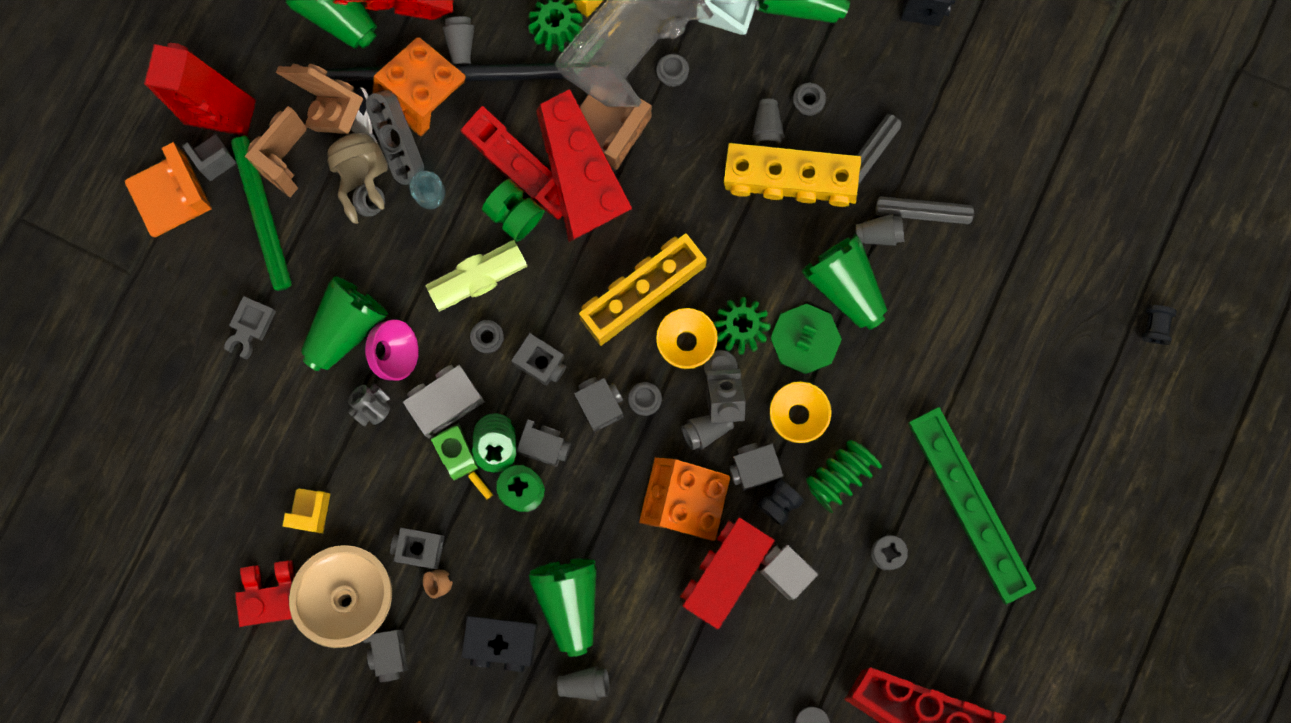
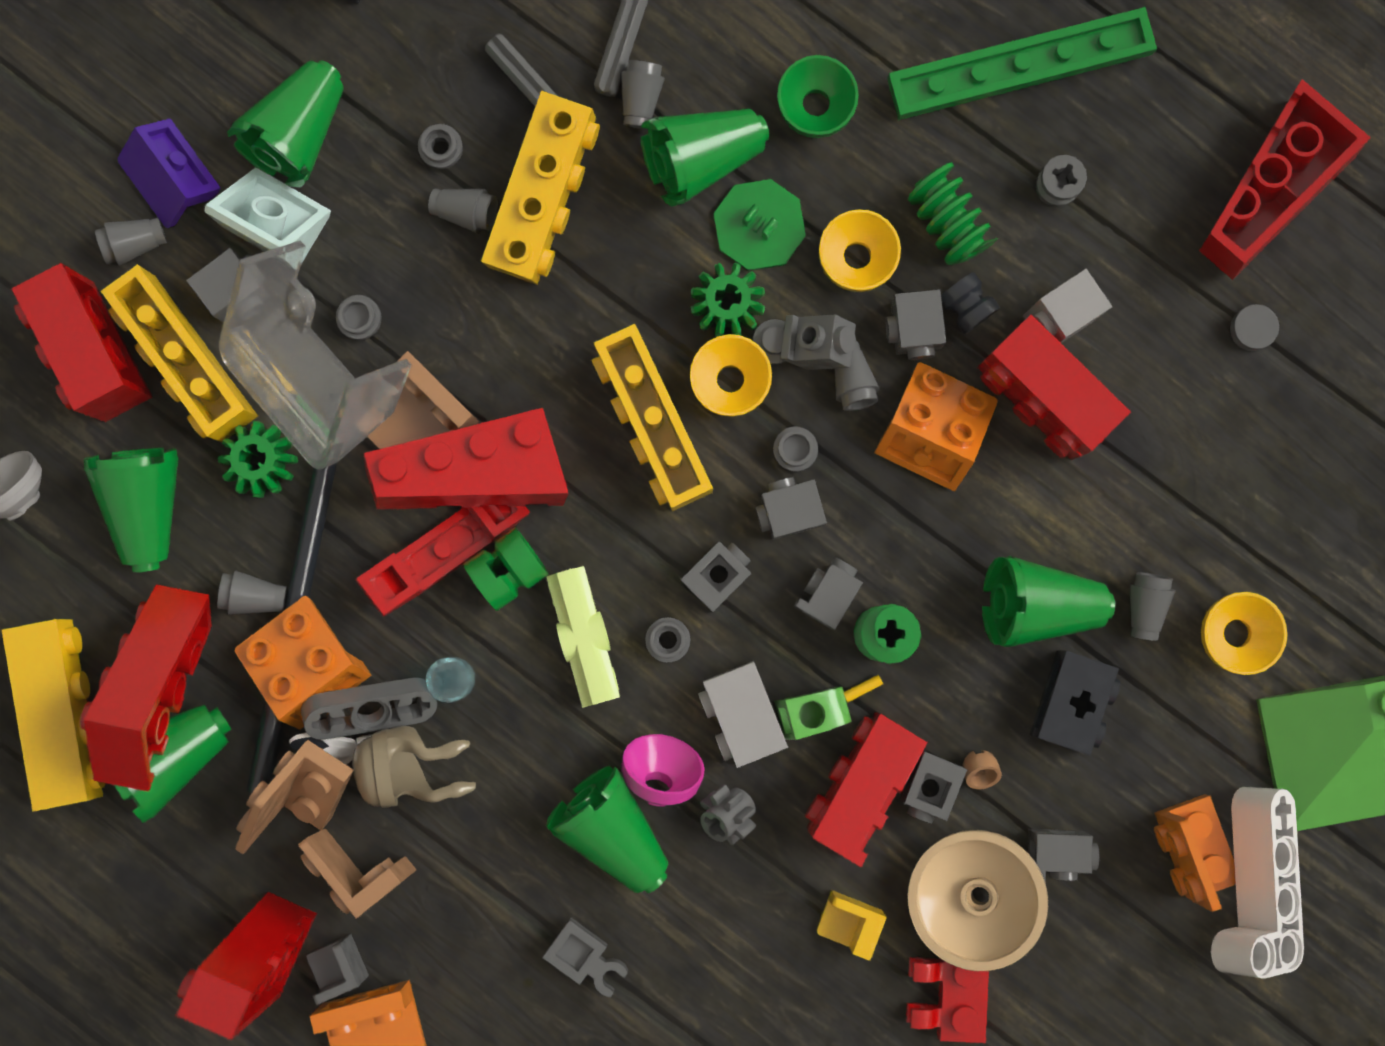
camera: 80 degrees left, 5 degrees up
(261, 216) = (432, 913): green axle -> none
(360, 204) = (452, 772): dark grey plate -> none
(406, 497) = (864, 786): none -> red wedge
(494, 443) = (818, 656): green piece -> none
(920, 346) = (821, 76): none -> green piece

